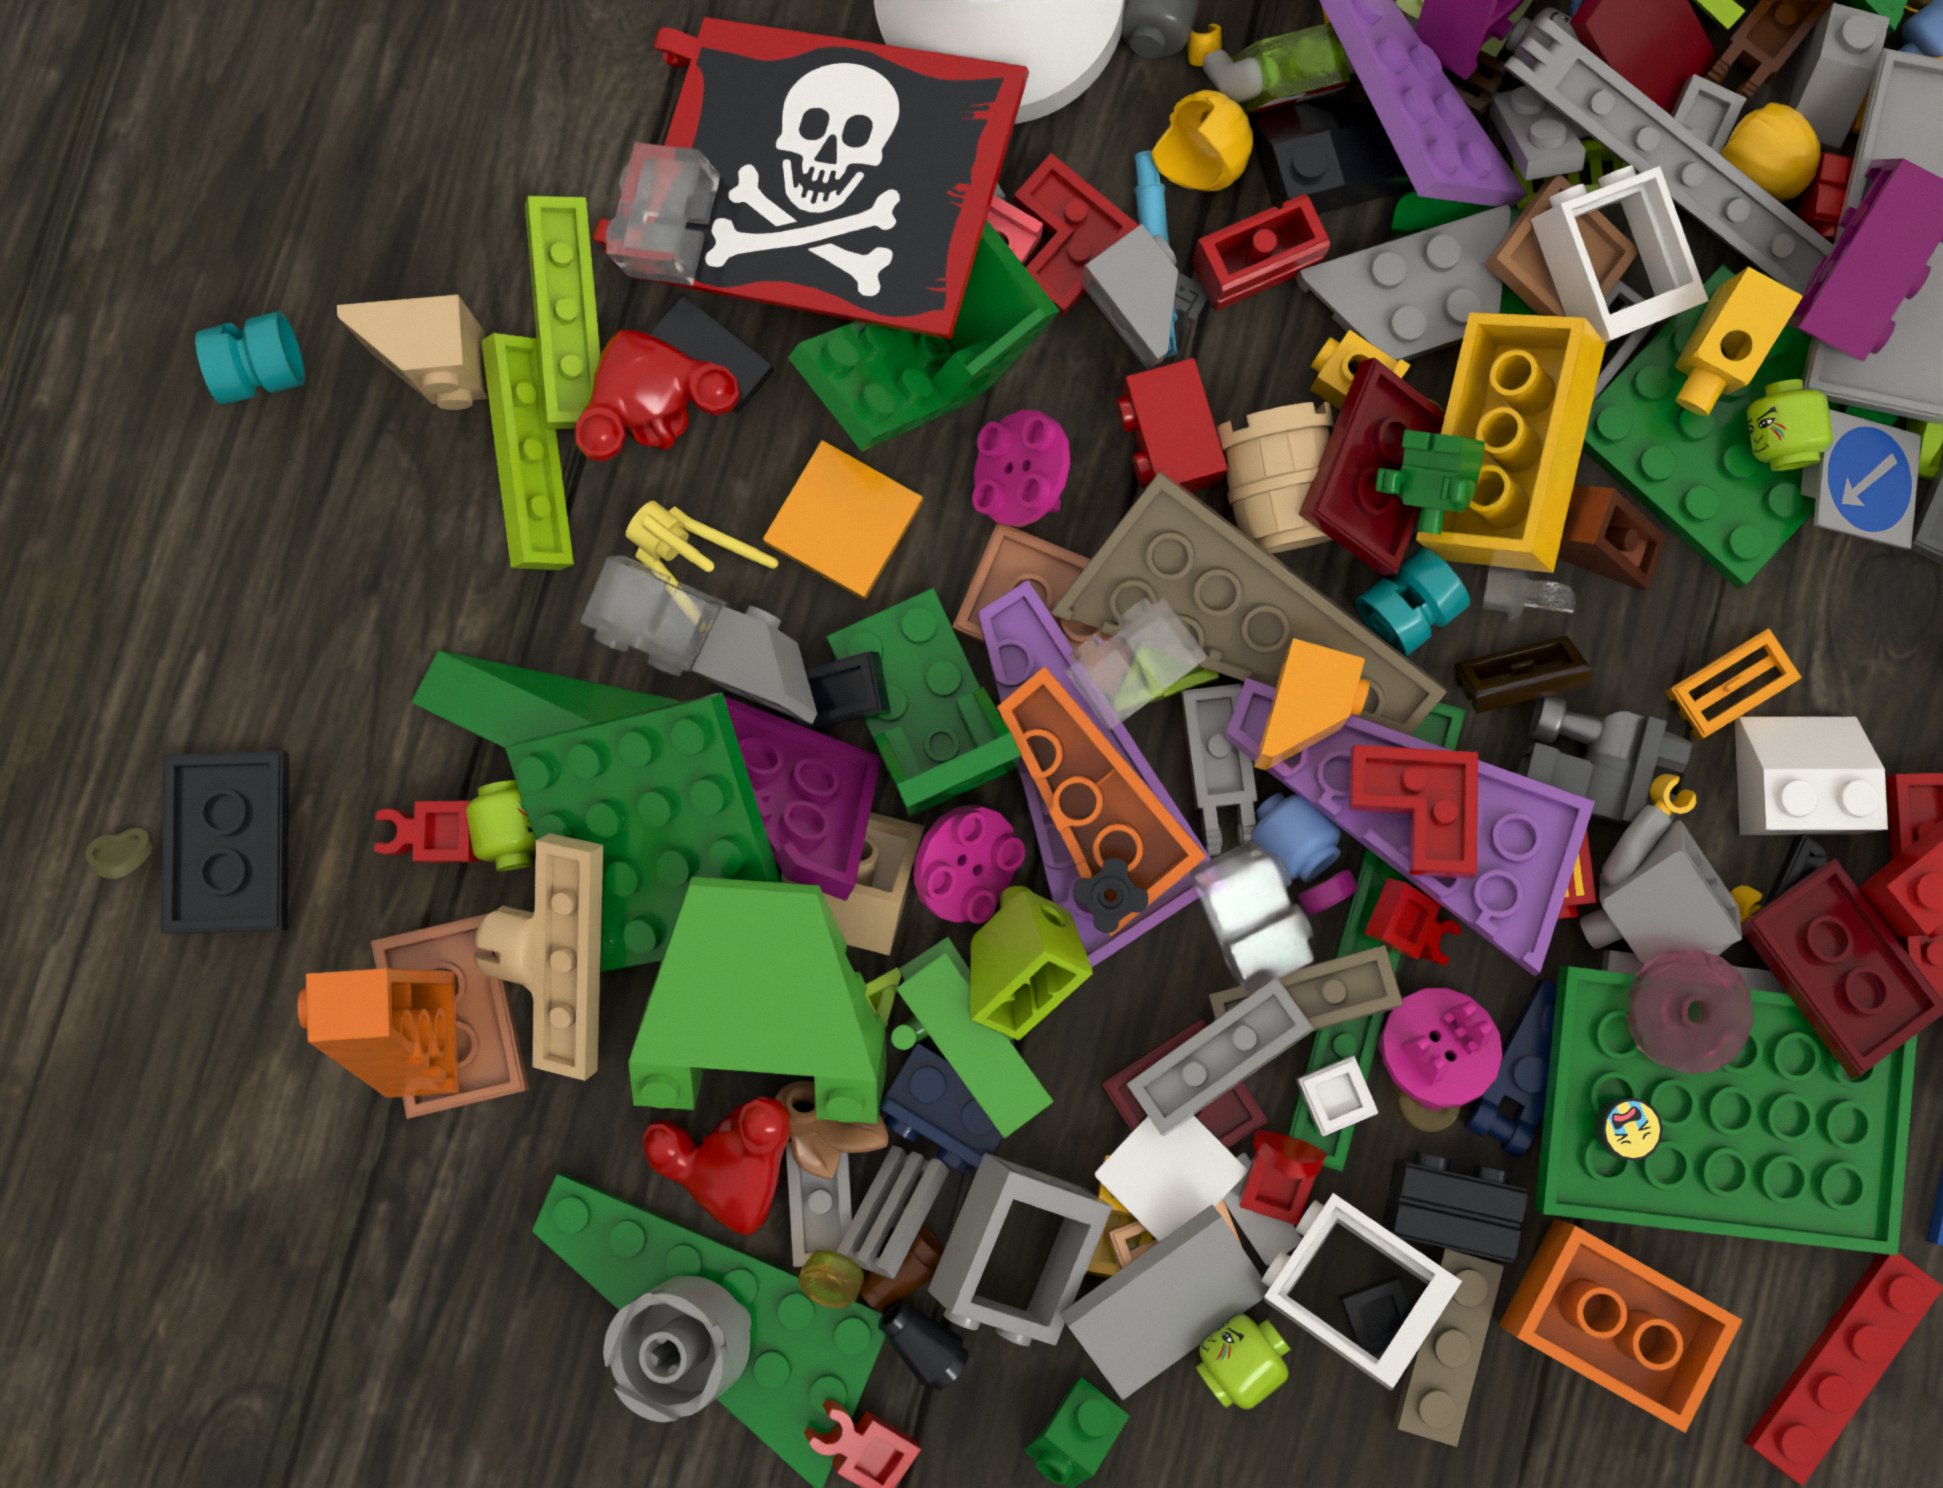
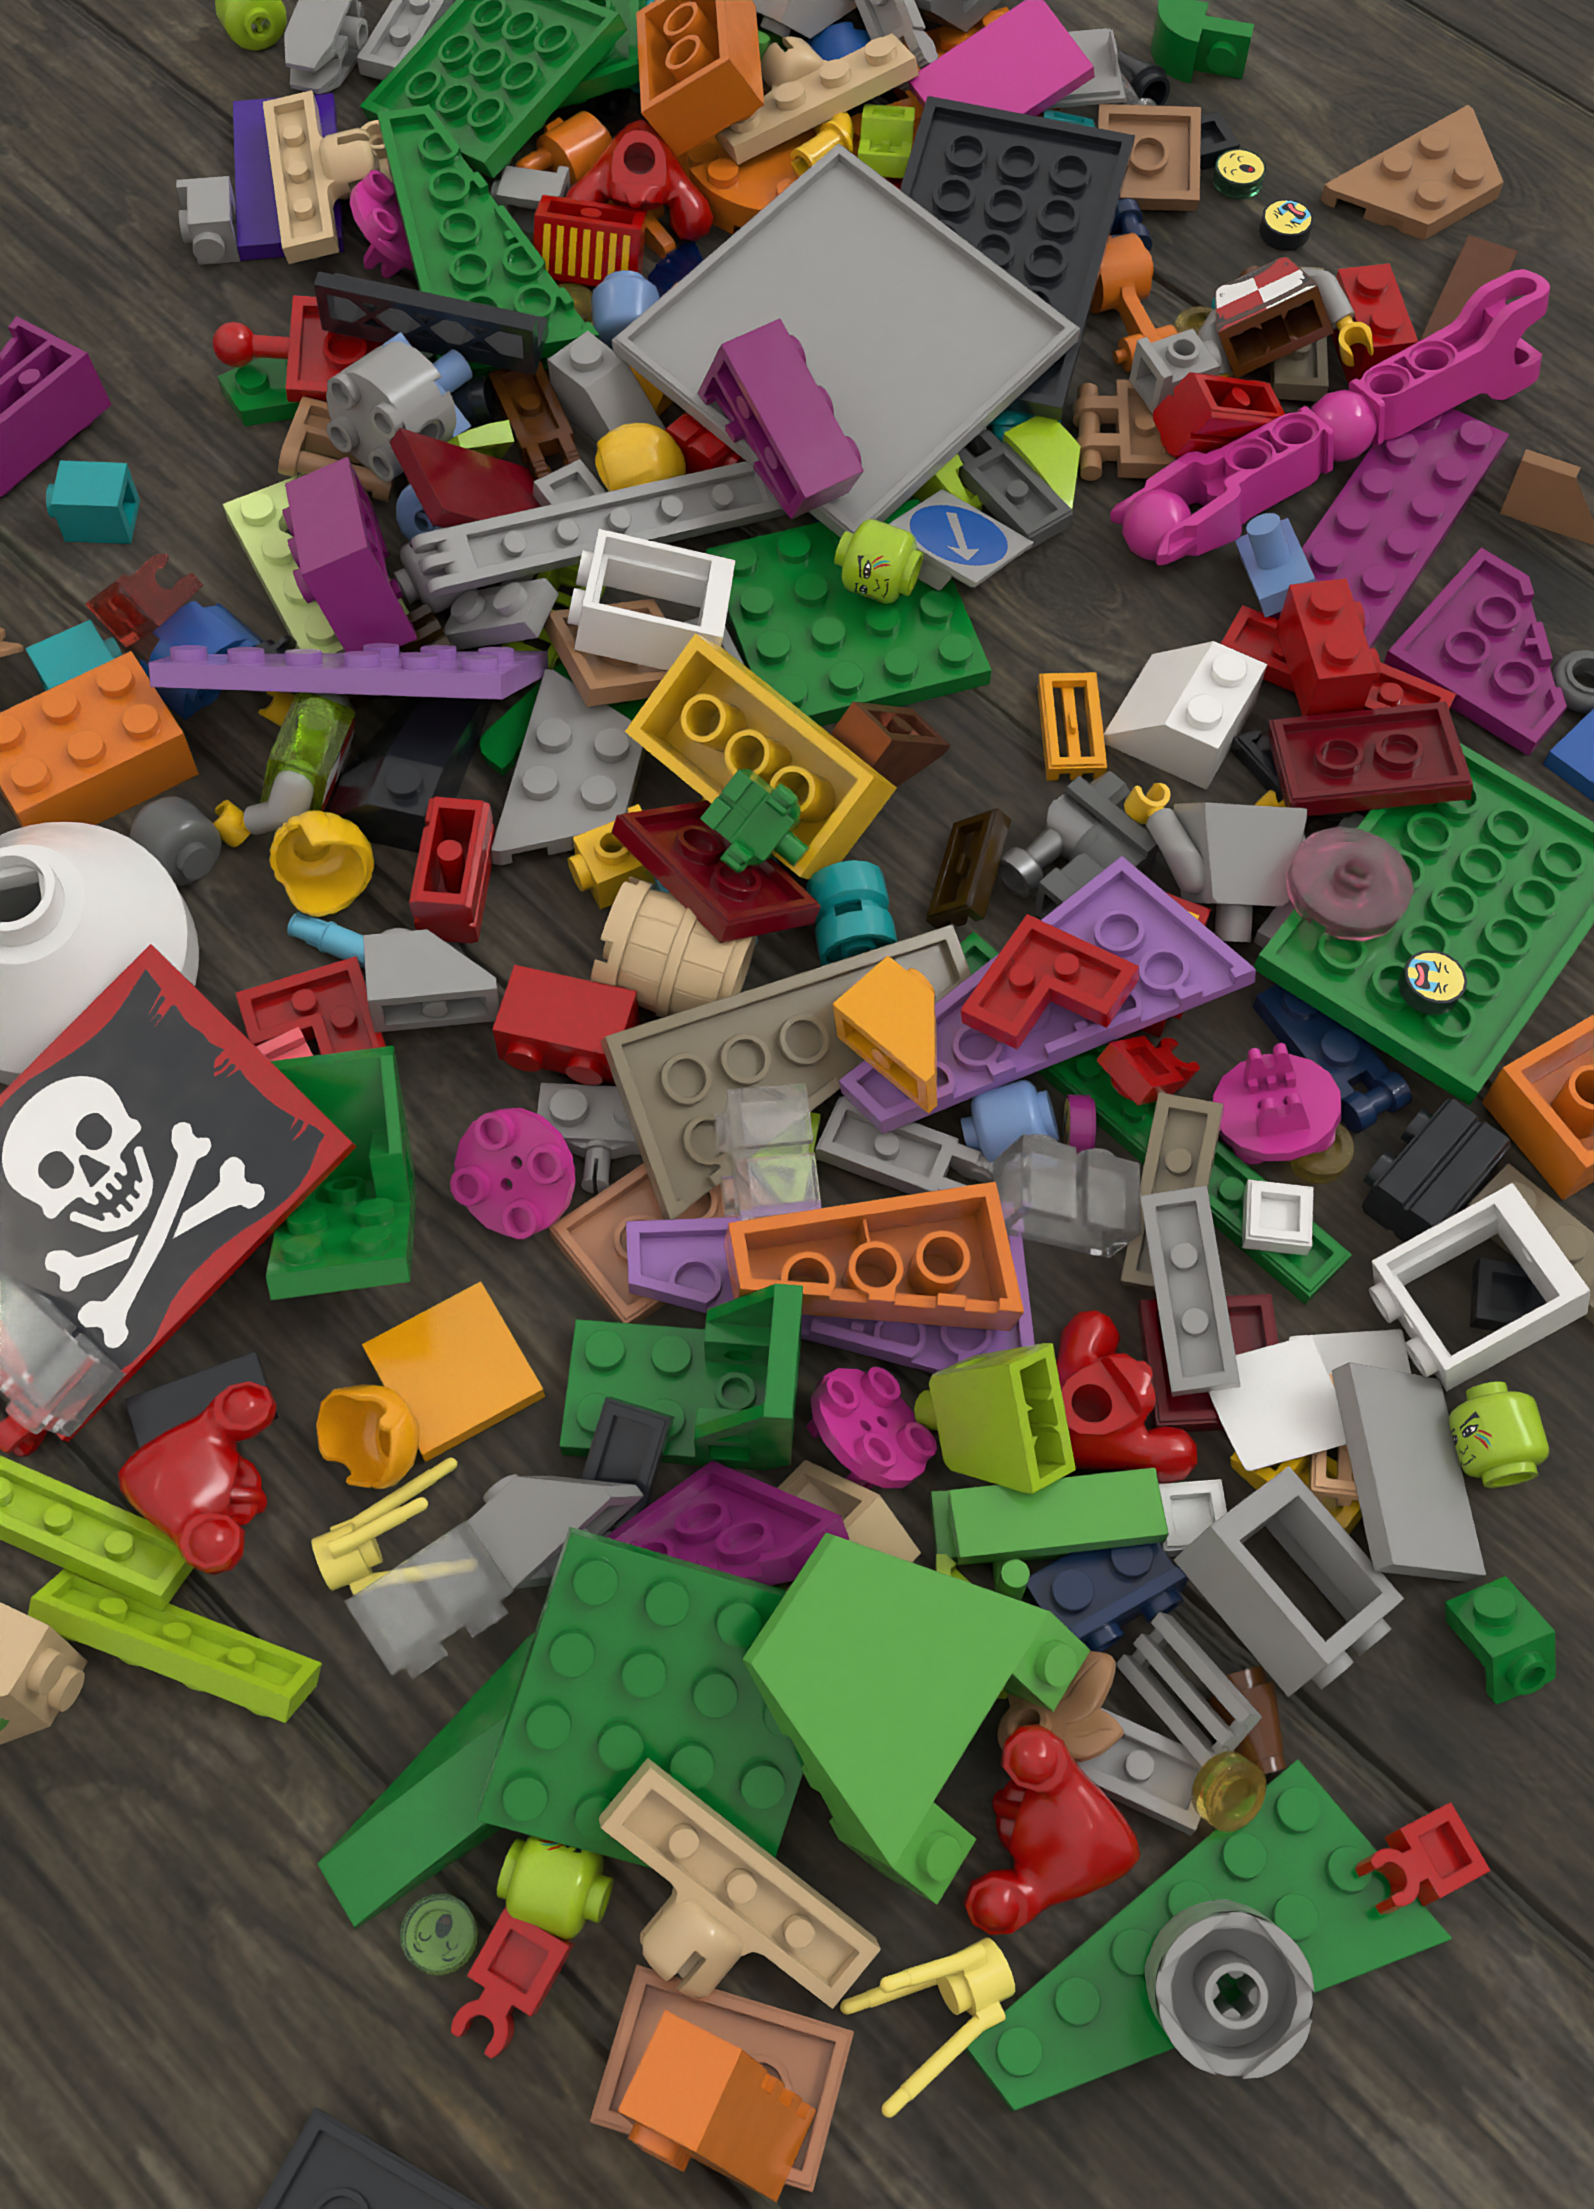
camera: 60 degrees left, 20 degrees down
(437, 764) = (439, 1934): none -> clear green tile
(599, 1154) = (968, 1981): none -> light yellow plant
(755, 492) = (369, 1433): none -> light orange hair
(925, 1345) = (1343, 1737): black cone -> none
(1044, 1144) = (1190, 1511): none -> white tile
(1092, 1037) = (1109, 1402): none -> red head
(1103, 494) = (591, 1125): none -> light grey plate
(1105, 912) = (974, 1298): black plate -> none
(1280, 1176) = (1331, 1309): red tile -> none
(1511, 591) = (887, 842): clear piece -> none
(1744, 324) = (778, 555): yellow torso -> none

